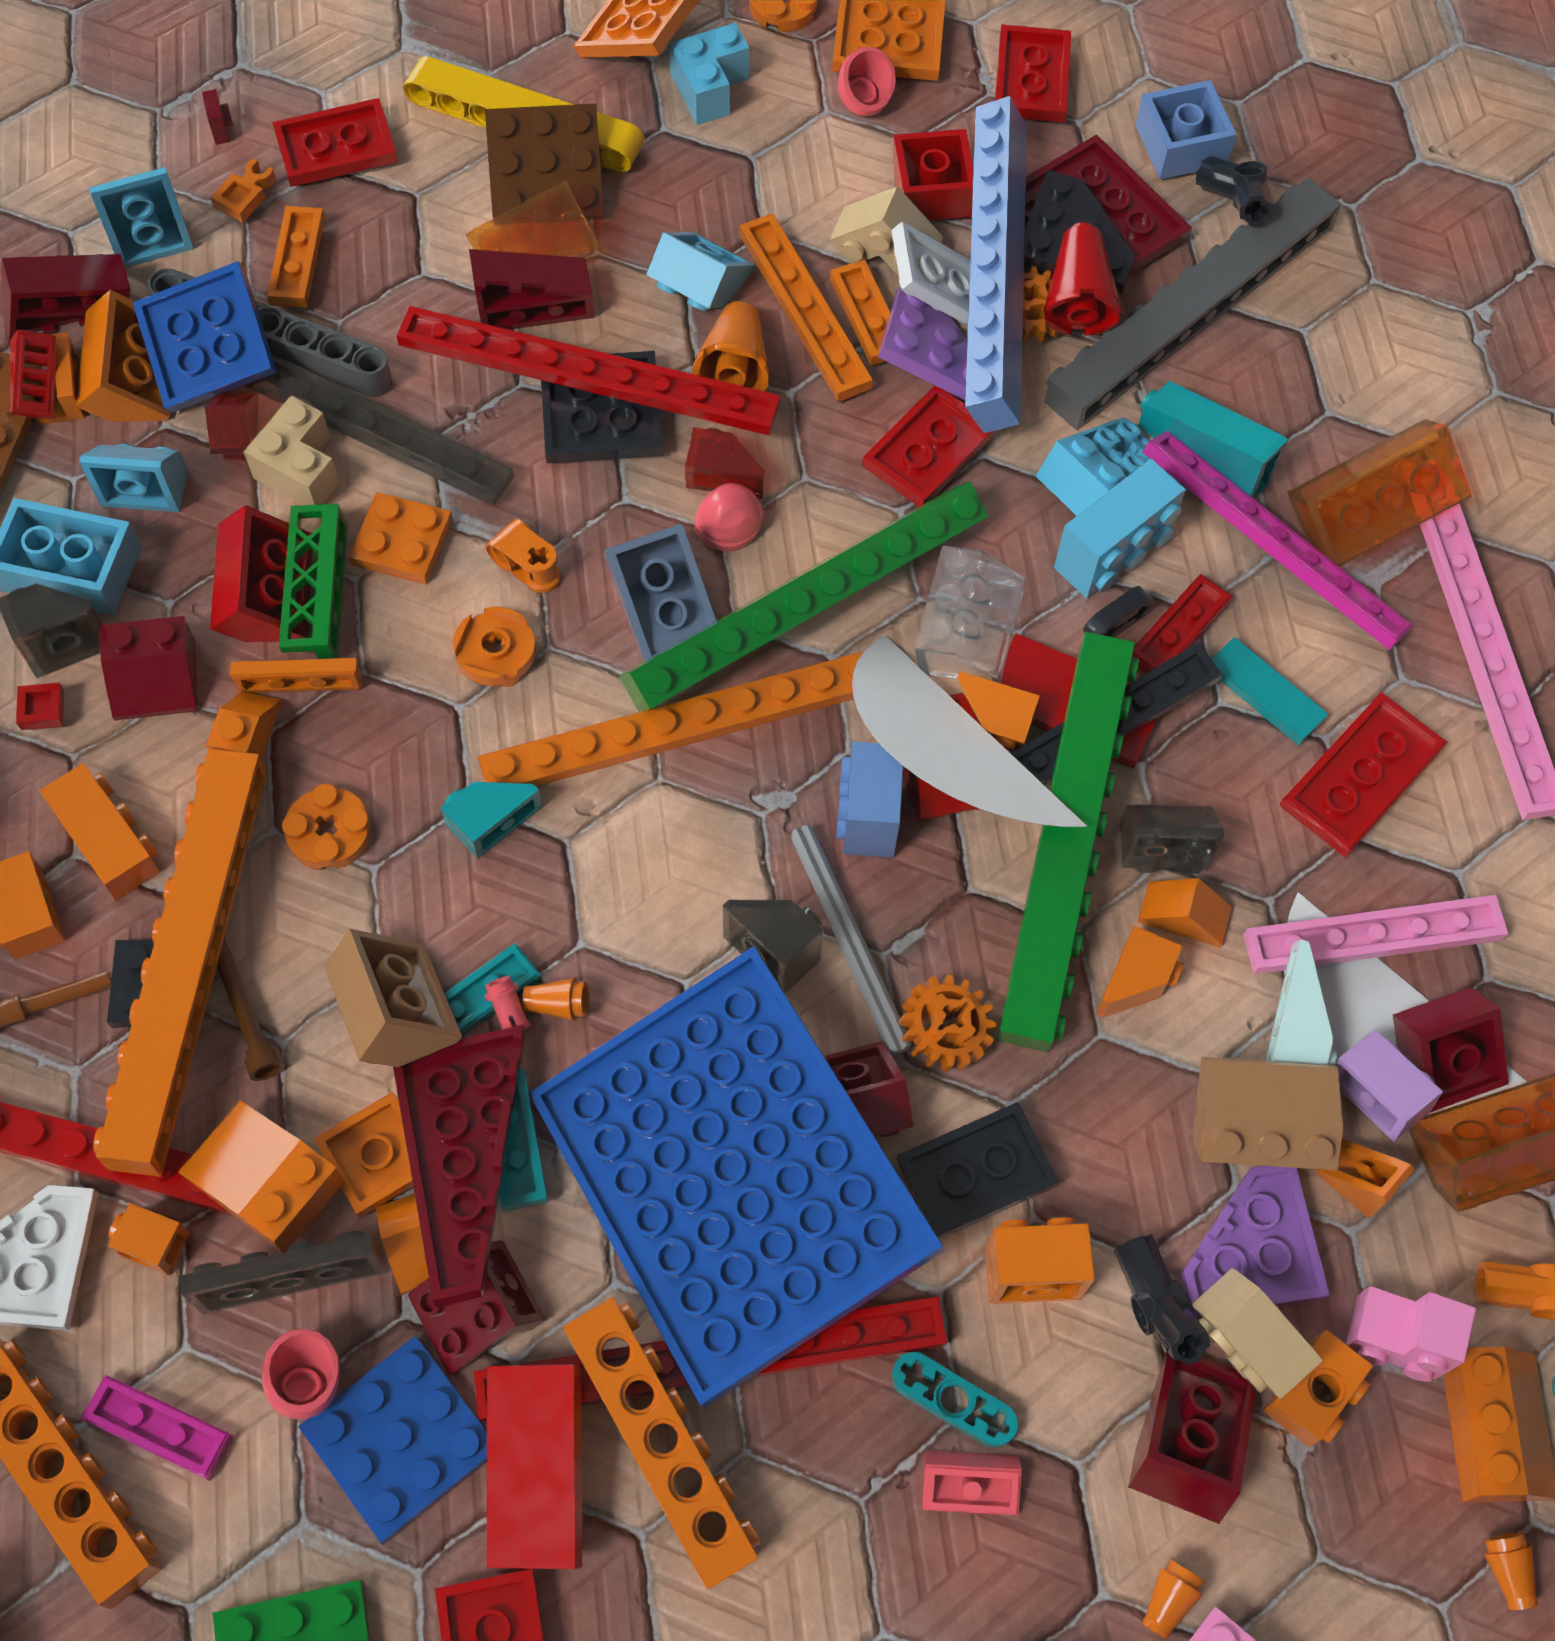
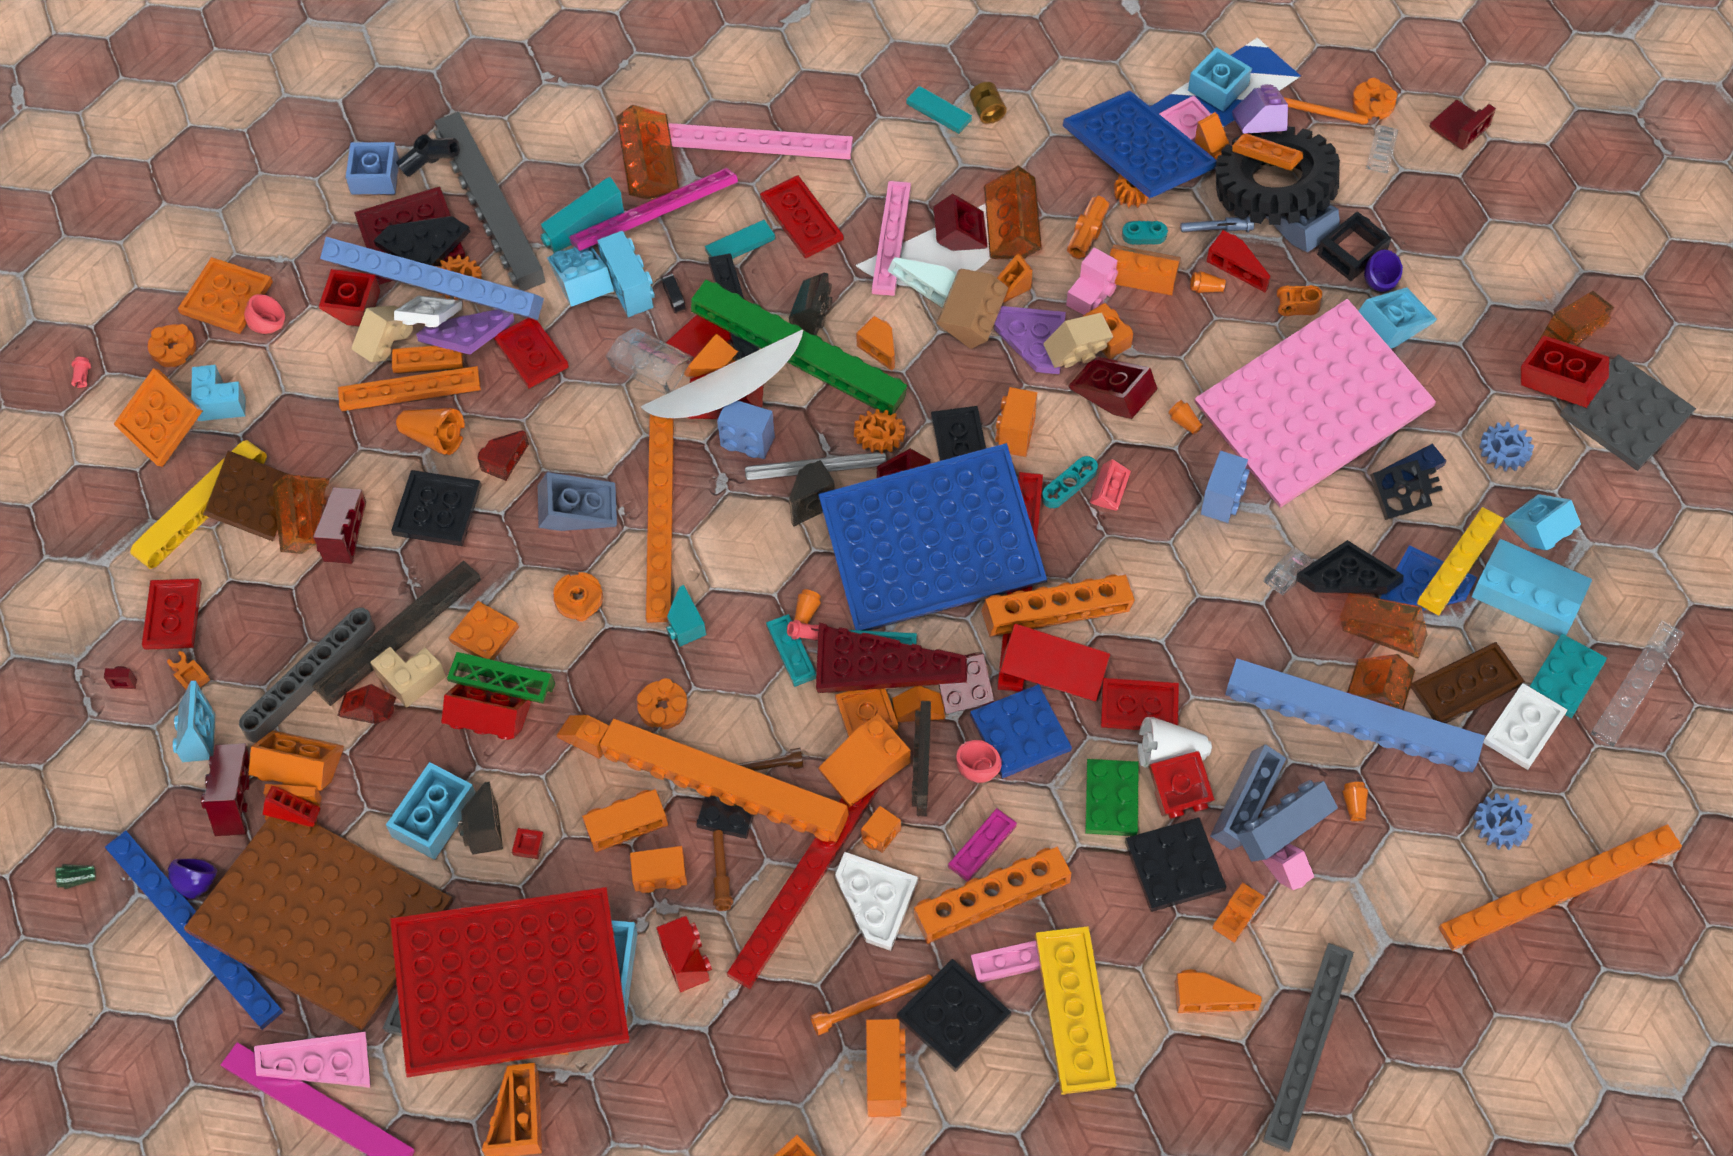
camera: 70 degrees left, 5 degrees down
(136, 477) = (387, 762): medium azure slope -> none
(149, 667) = (525, 778): dark red slope -> none
(204, 337) = (305, 703): blue plate -> none
(296, 257) = (253, 651): orange plate -> none
(296, 675) = (560, 700): orange tile -> none
(390, 999) = (784, 683): medium nougat slope -> none
(525, 556) = (524, 568): orange piece -> none
(589, 370) = (413, 505): red plate -> none
(698, 269) = (362, 435): medium azure slope -> none
(729, 517) = (537, 459): coral hat -> none
(802, 597) = (608, 433): green brick -> none
(1034, 71) = (292, 232): red plate -> none
(1082, 285) = (465, 240): red cone -> none
(1160, 1302) = (1051, 379): black piece -> none
(1181, 623) = (685, 266): red tile -> none
(1186, 909) = (850, 314): orange slope -> none
(1386, 1085) = (972, 254): lavender brick -> none

